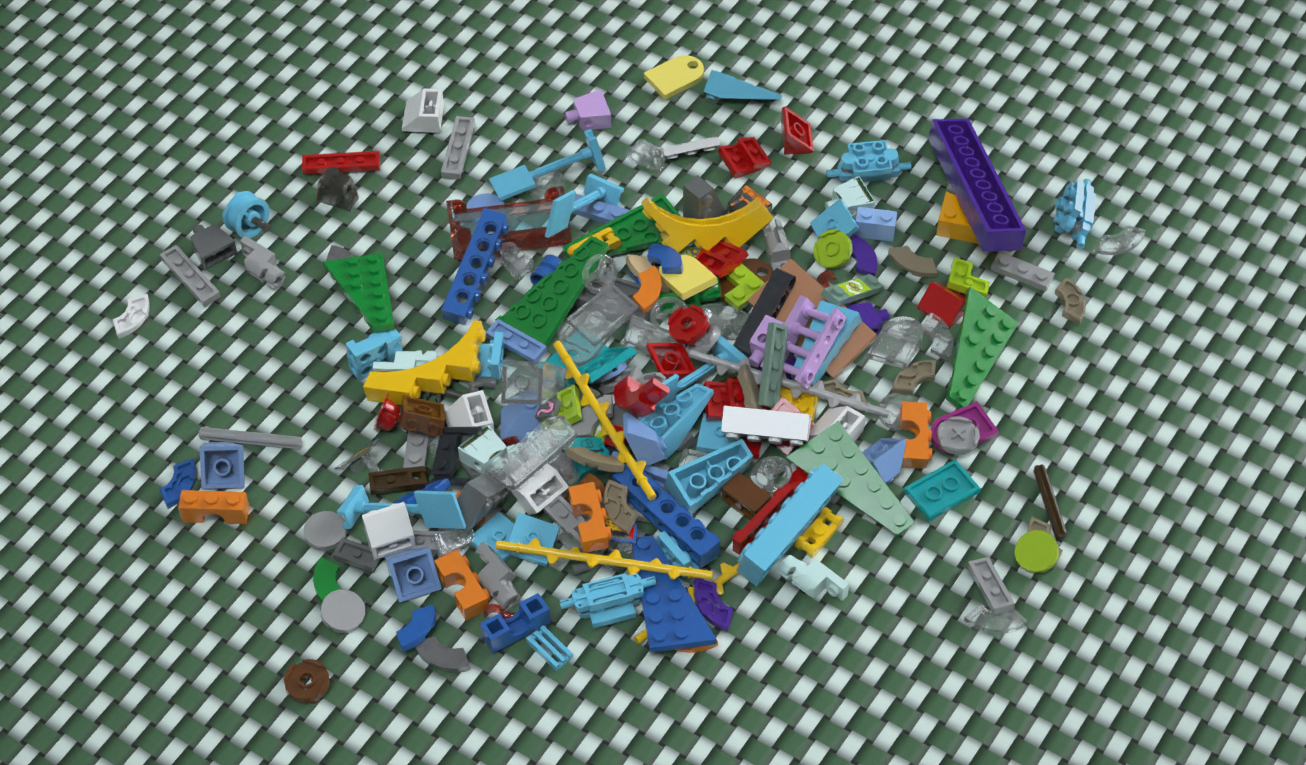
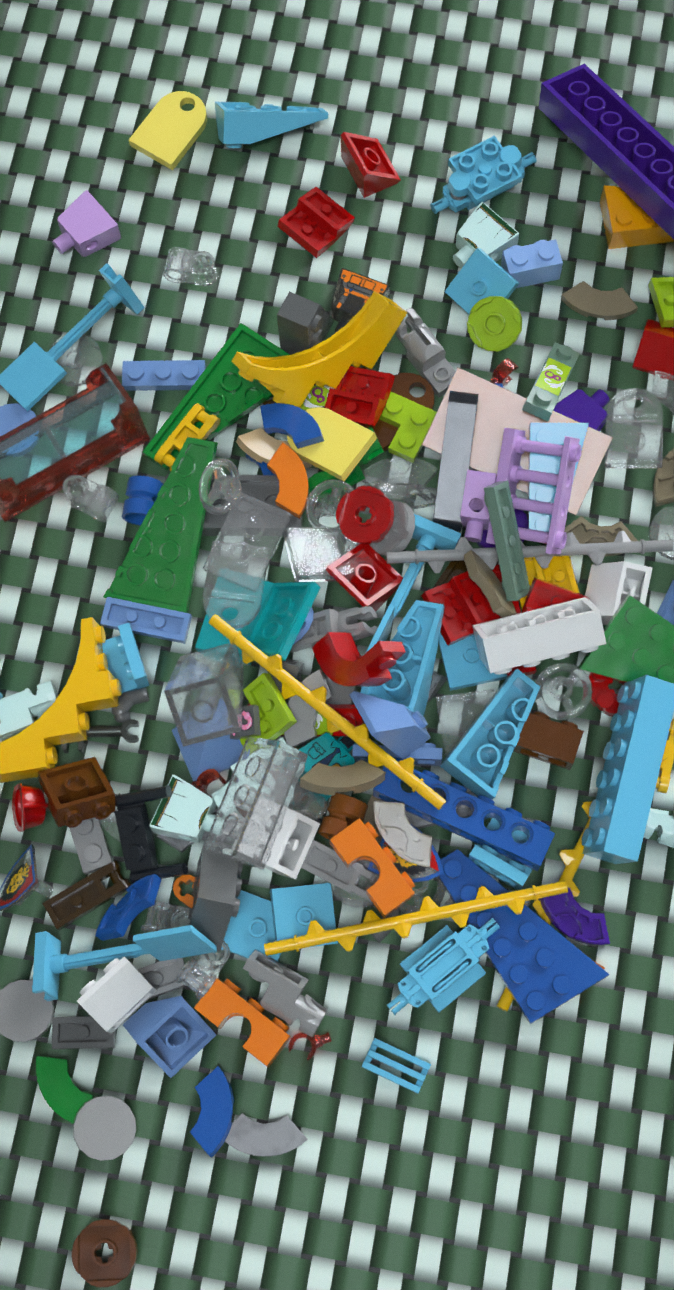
camera: 20 degrees left, 20 degrees up
(469, 411) = (139, 763): white slope -> none
(489, 221) = (34, 458): blue brick -> none
(502, 632) = (341, 1055): blue arch -> none
(595, 189) = (154, 345): medium azure piece -> none
(691, 147) = (242, 233): white plate -> none
(747, 534) = (570, 803): red plate -> none
(864, 256) = (536, 317): dark purple tile -> none

